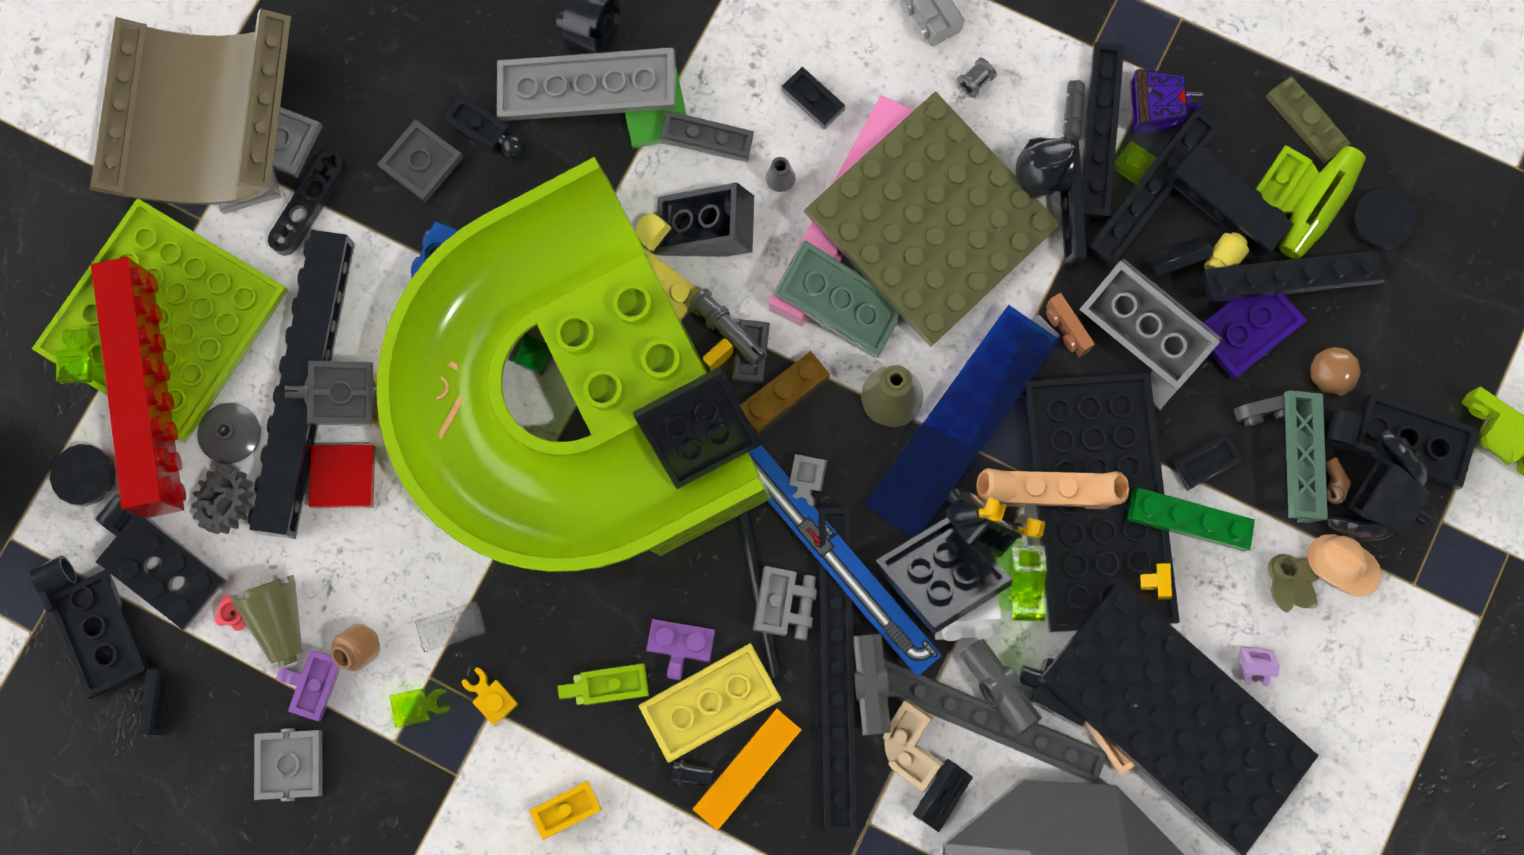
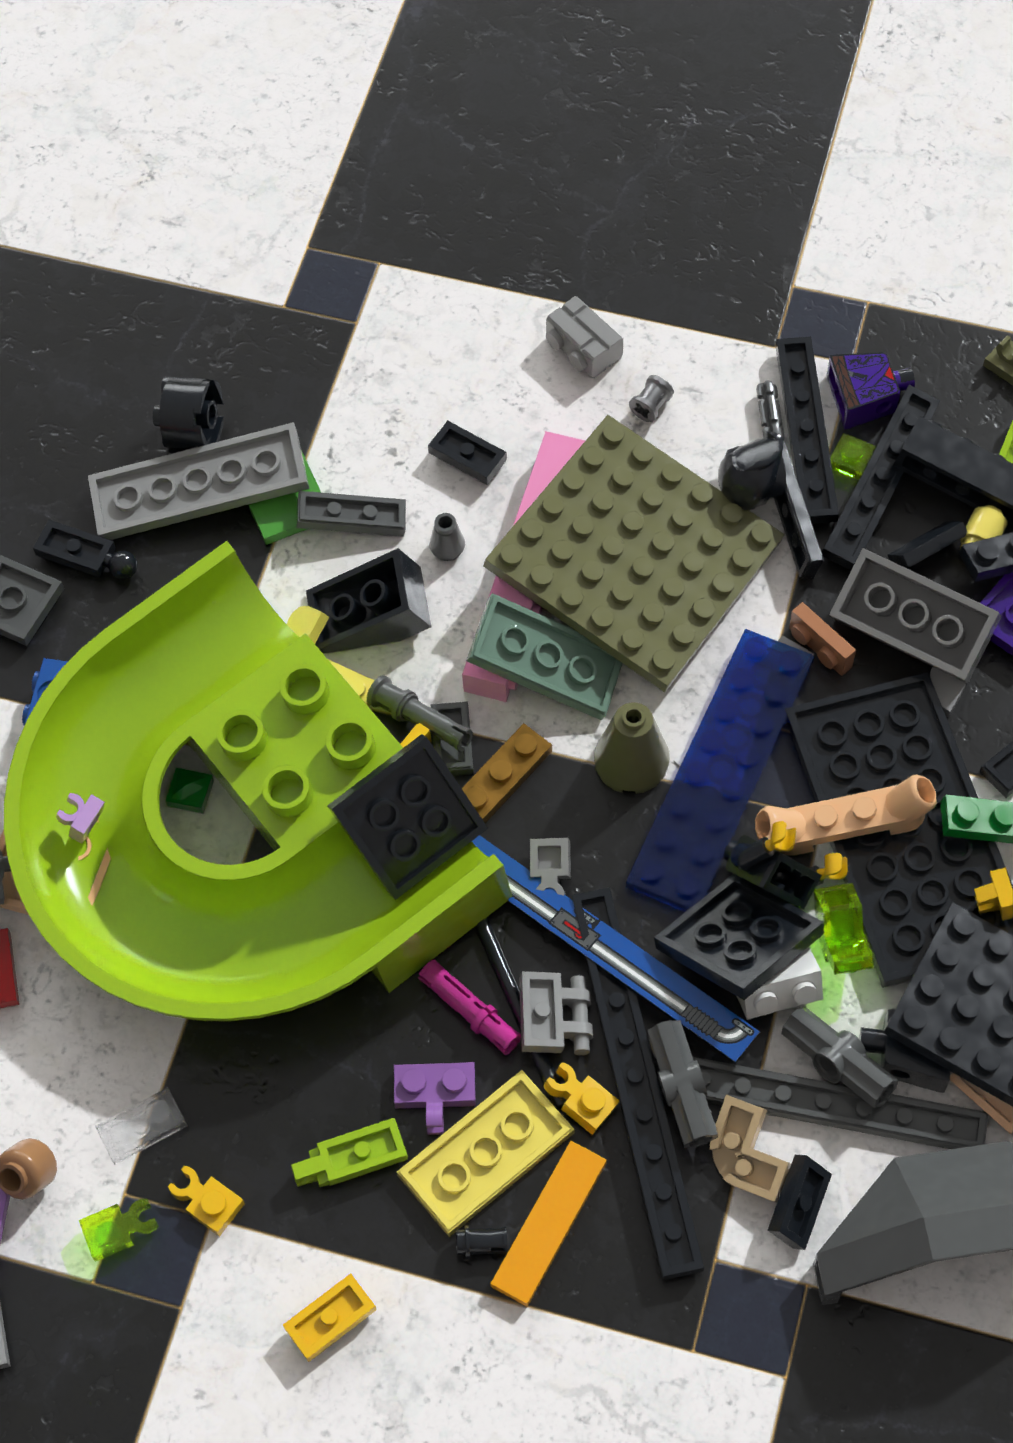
camera: 15 degrees left, 15 degrees down
(443, 370) = (84, 818): none -> lavender tile
(728, 594) = (480, 1016): none -> dark pink pin
(795, 679) = (586, 1101): none -> yellow plate

